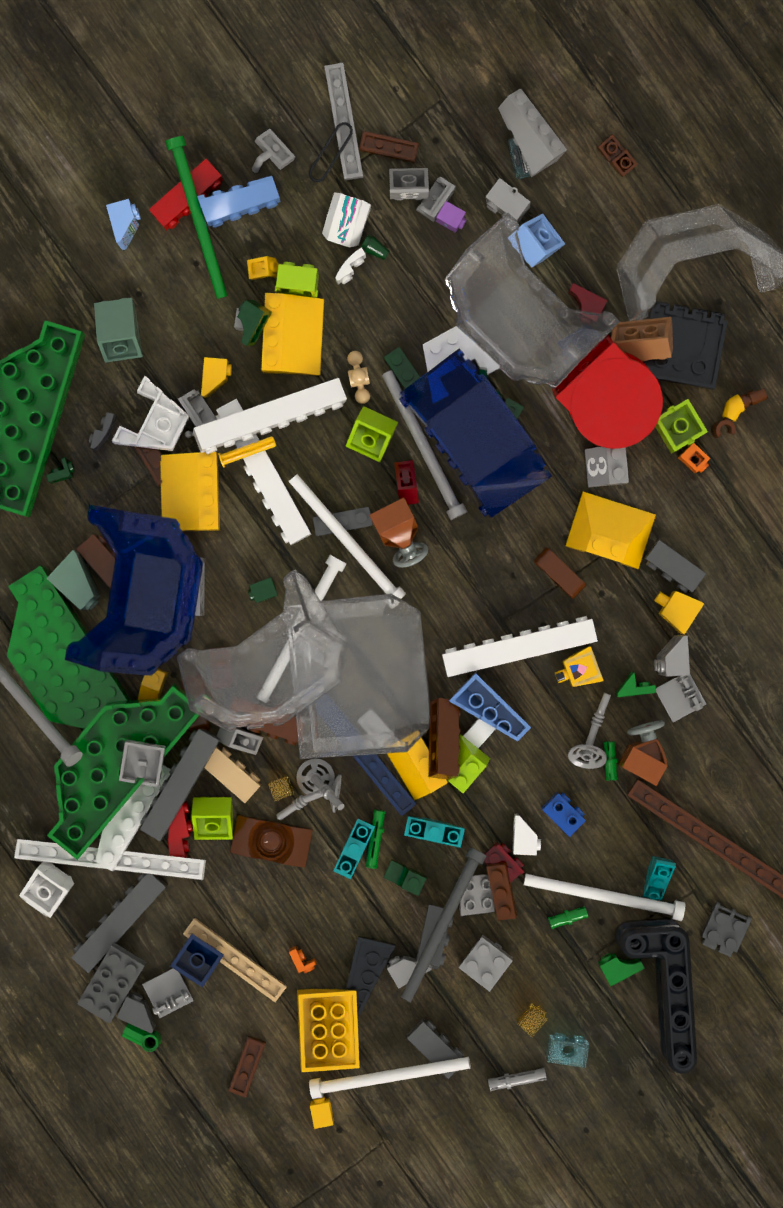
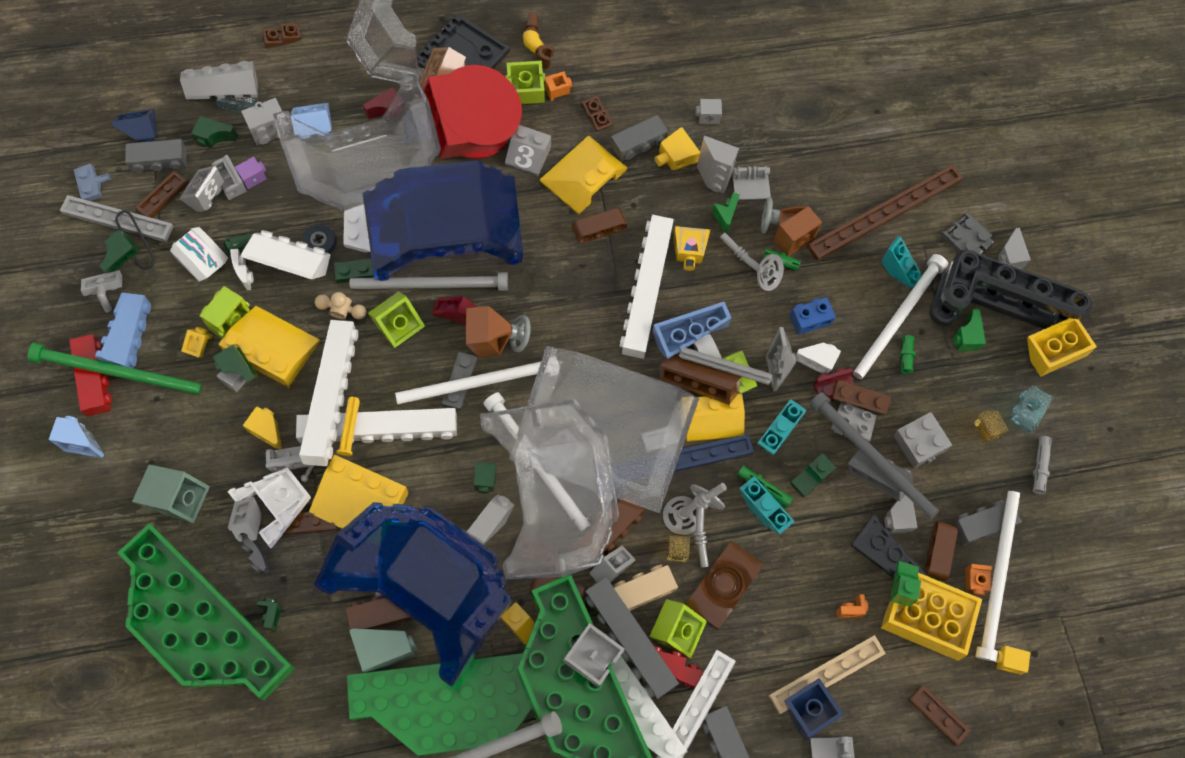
camera: 75 degrees left, 20 degrees down
(125, 408) = (245, 519): none -> light grey hinge
(223, 617) = (491, 519): none -> light grey slope
(313, 145) = (119, 250): none -> dark green arch
(338, 997) = (905, 584): none -> green arch
(367, 72) = (89, 183): none -> sand blue plate
(380, 302) = (287, 255): none -> white slope
(380, 1052) = (972, 584): none -> orange brick
(390, 1017) = (941, 550): none -> reddish brown beam
(414, 309) = (324, 233): none -> black bush
(423, 118) = (156, 155): none -> dark grey brick
(448, 78) = (138, 125): none -> dark blue slope
(463, 757) = (726, 366): none -> light grey axle
(473, 152) = (210, 132): none -> dark green arch
(497, 805) = (780, 359): none -> light grey wedge
(641, 1056) = (1059, 346): none -> yellow slope
(683, 511) = (596, 113): none -> reddish brown slope
(727, 978) = (1015, 250): none -> light grey slope
(740, 620) = (709, 111): none -> light grey brick

